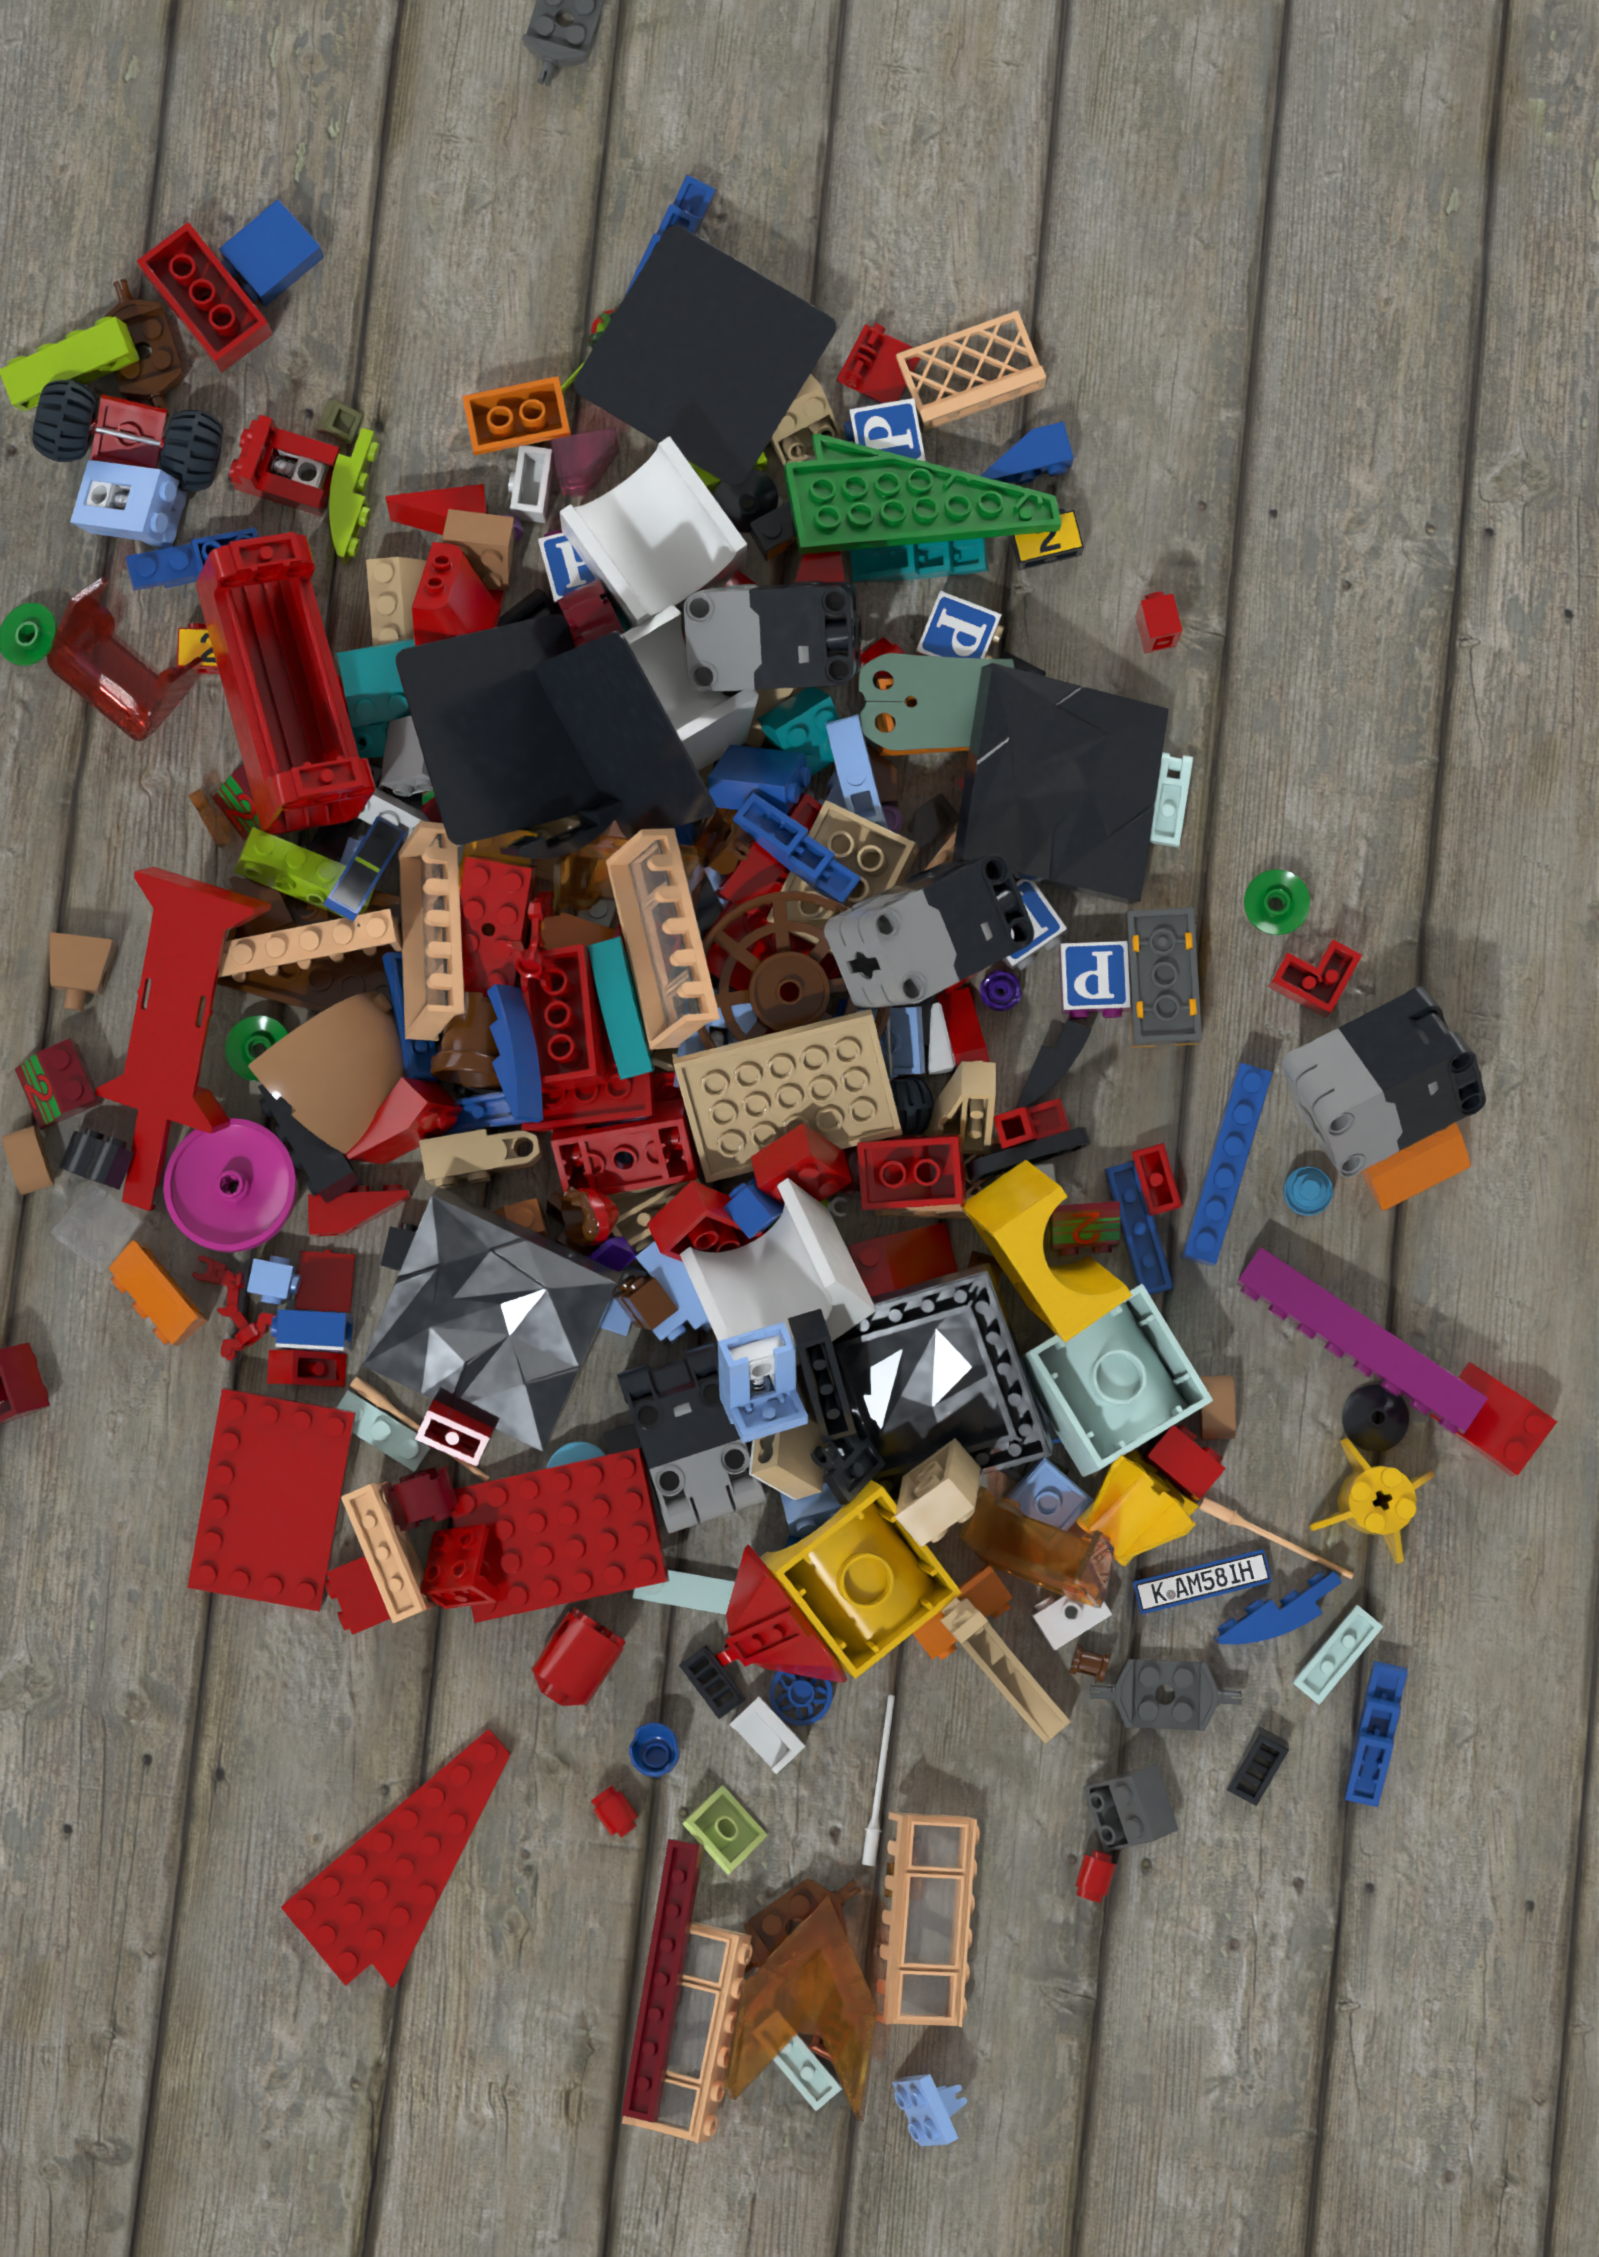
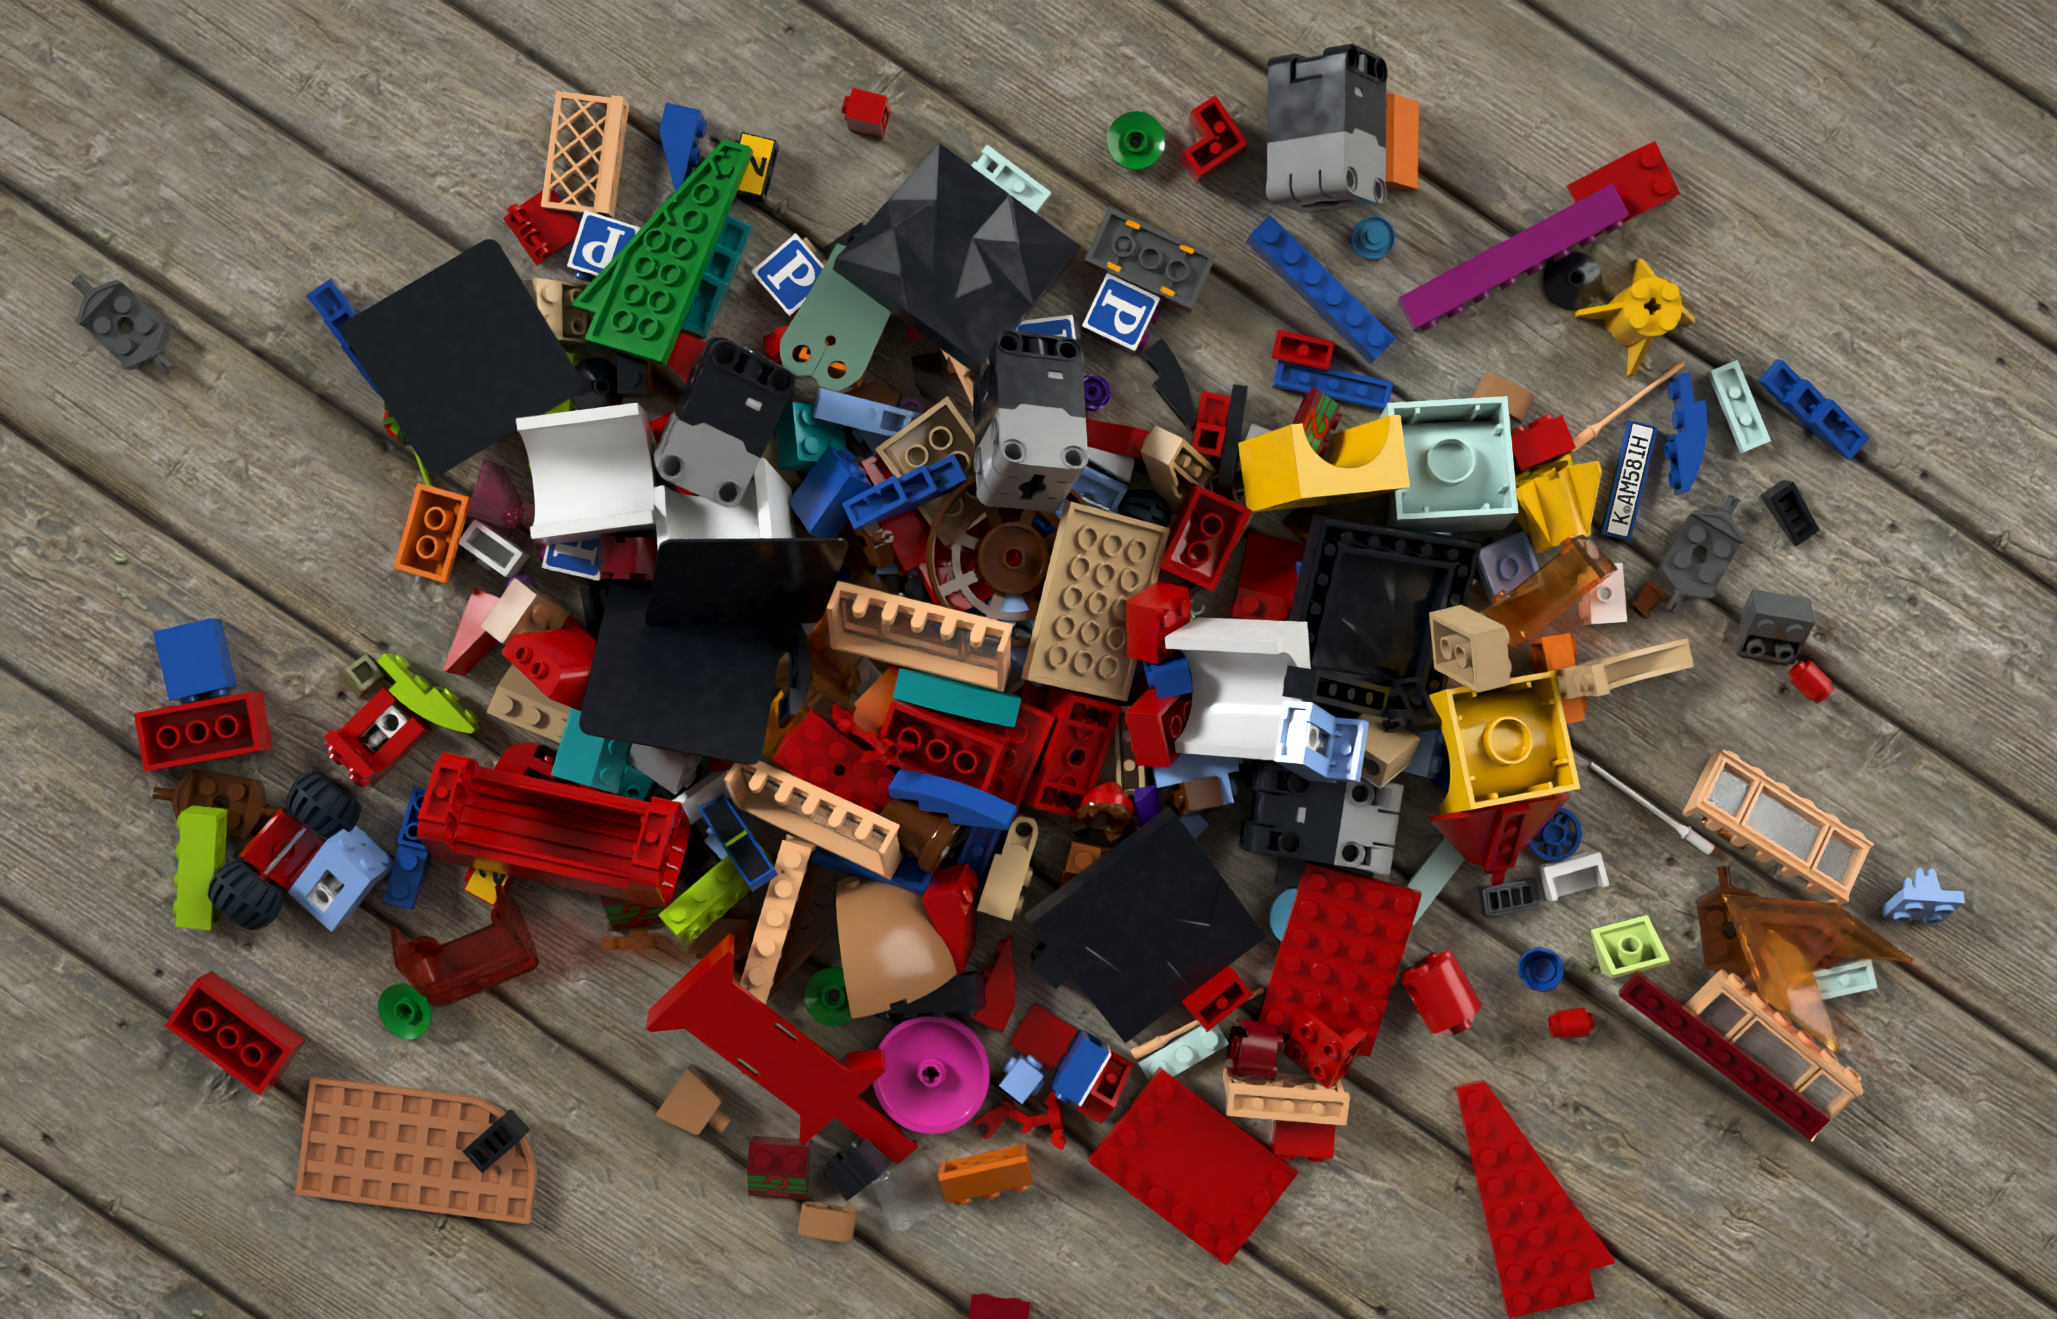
camera: 65 degrees left, 5 degrees up
(339, 621) = (524, 758): none -> red brick

